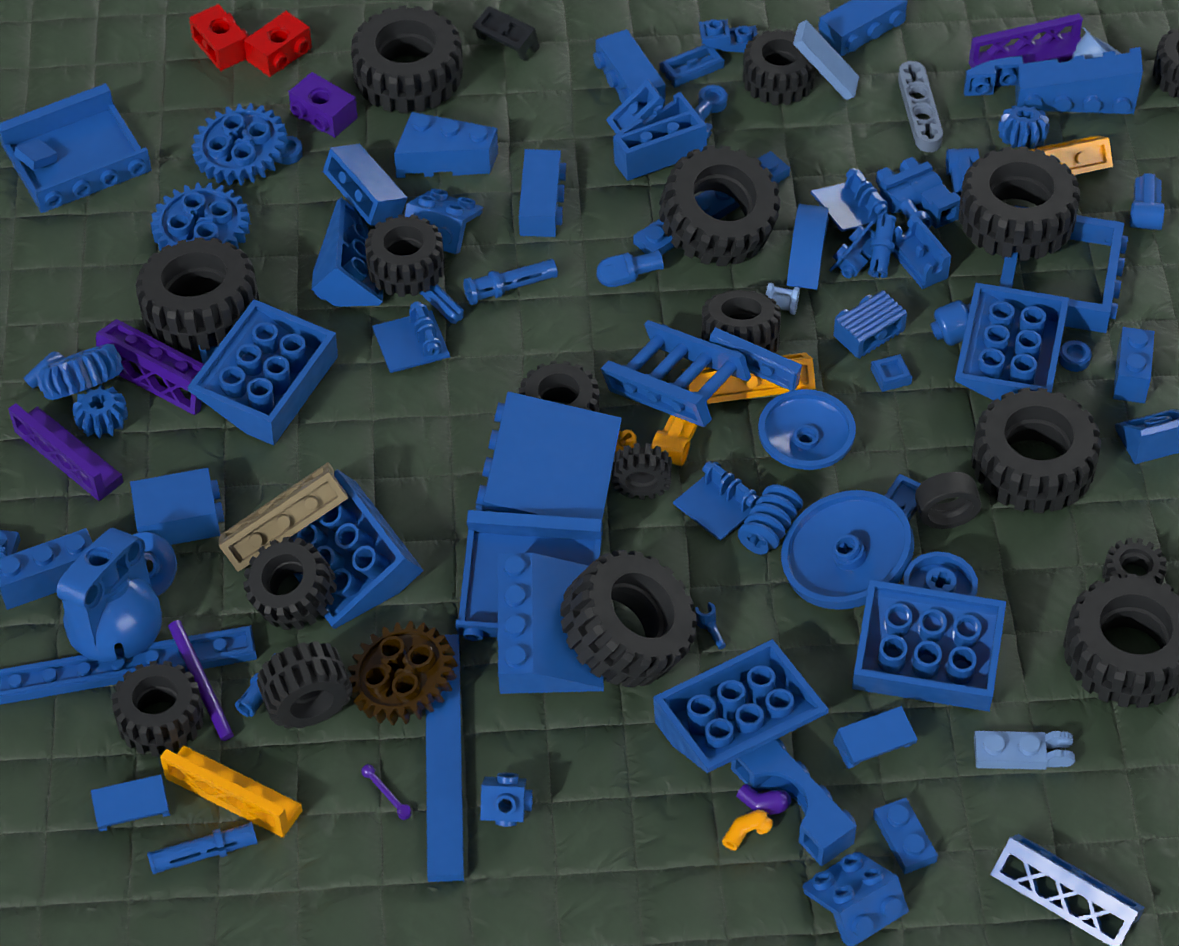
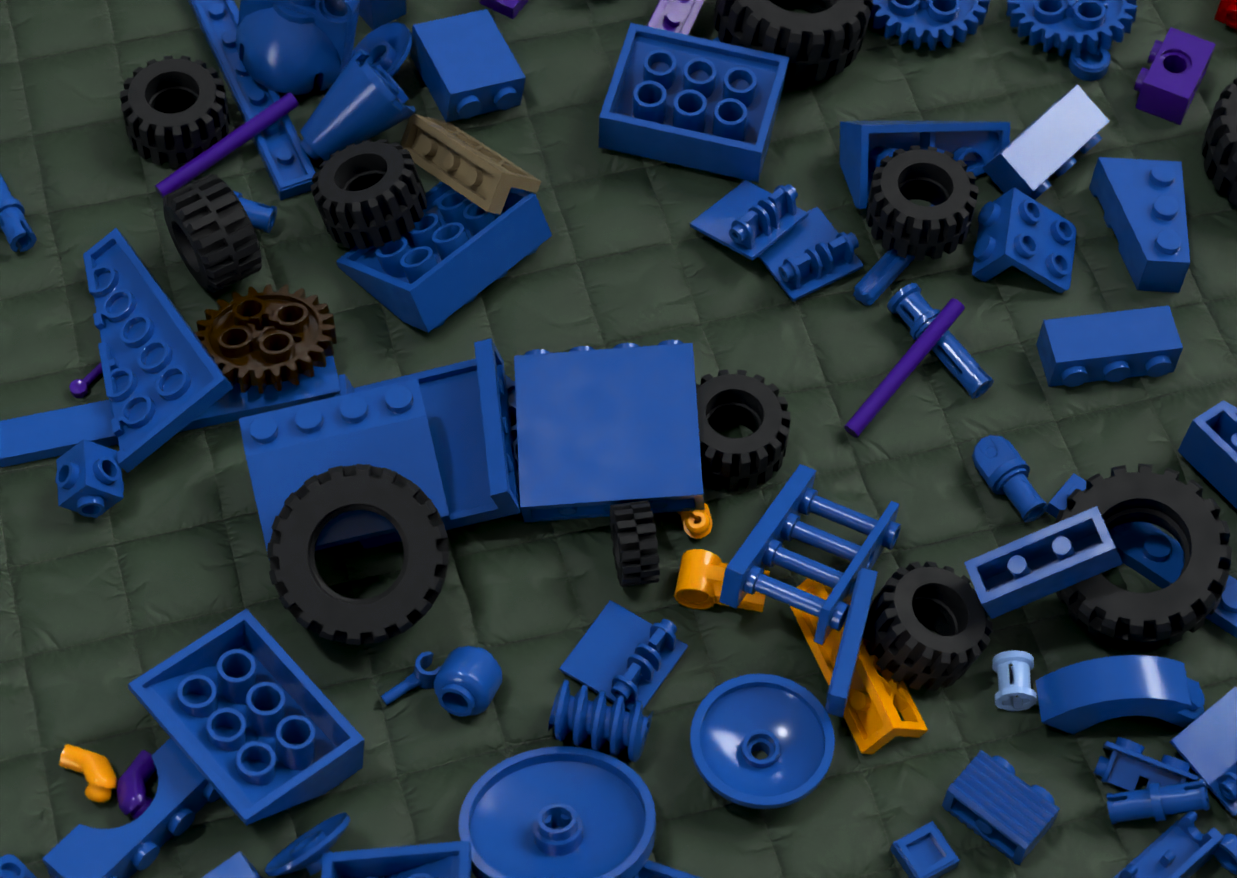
camera: 75 degrees right, 5 degrees up
(130, 801) = (47, 119): blue hinge -> none
(206, 579) = (354, 109): none -> blue cone
(231, 790) = (79, 207): light orange fence -> none
(374, 363) = (751, 218): none -> blue hinge
(409, 743) = (148, 353): none -> blue wing
(531, 301) = (904, 367): none -> dark purple bar
(724, 588) = (467, 681): none -> blue head
(731, 239) = (1043, 562): none -> blue brick
(839, 689) = (309, 848): none -> blue dish

